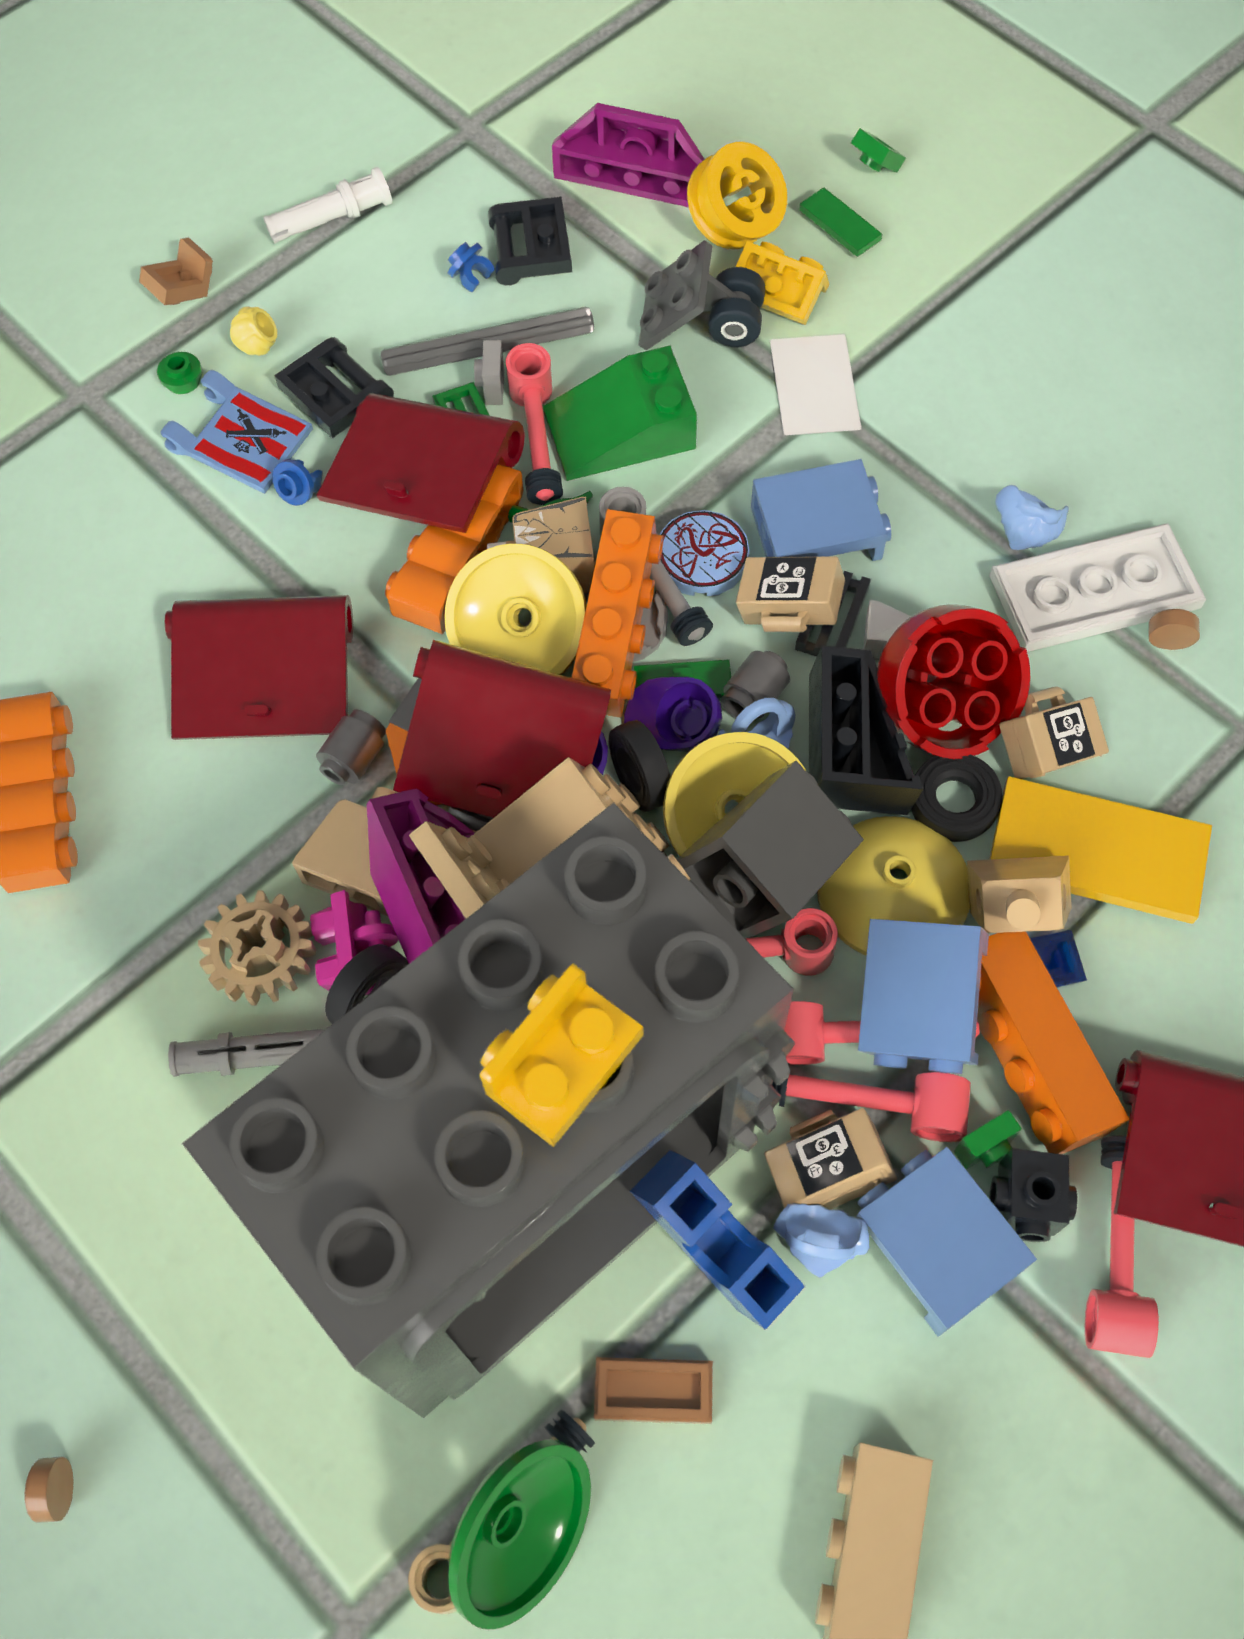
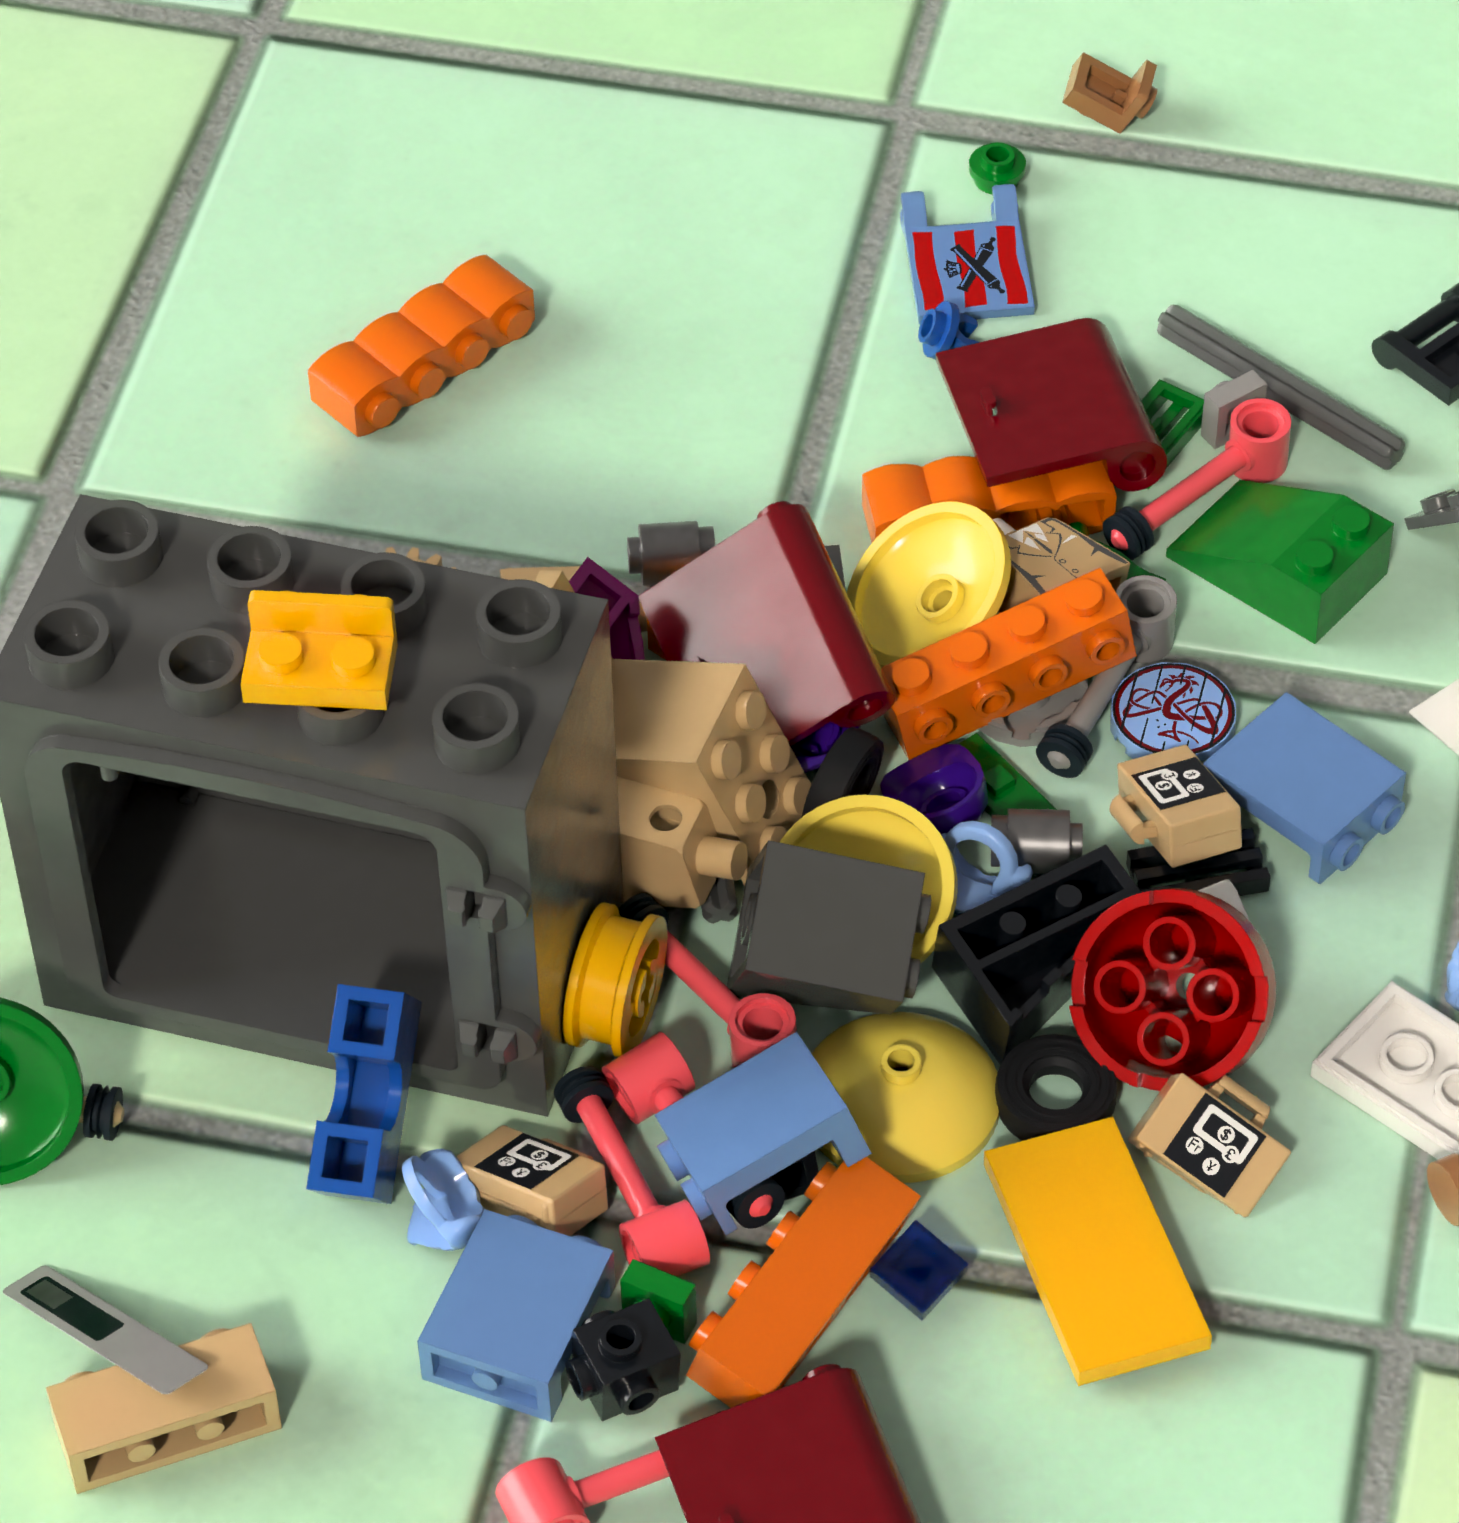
camera: 55 degrees right, 15 degrees down
(253, 331) = (1098, 189): light yellow piece -> none
(254, 656) = (712, 424): dark red door -> none
(321, 392) = (1078, 281): black plate -> none
(346, 200) = (1347, 162): white pin -> none
(465, 260) = (1365, 303): blue plate -> none
(653, 1390) = (195, 1163): medium nougat tile -> none
(789, 1557) = (105, 1329): none -> light grey sticker
(1020, 893) = (943, 1157): tan torso -> none

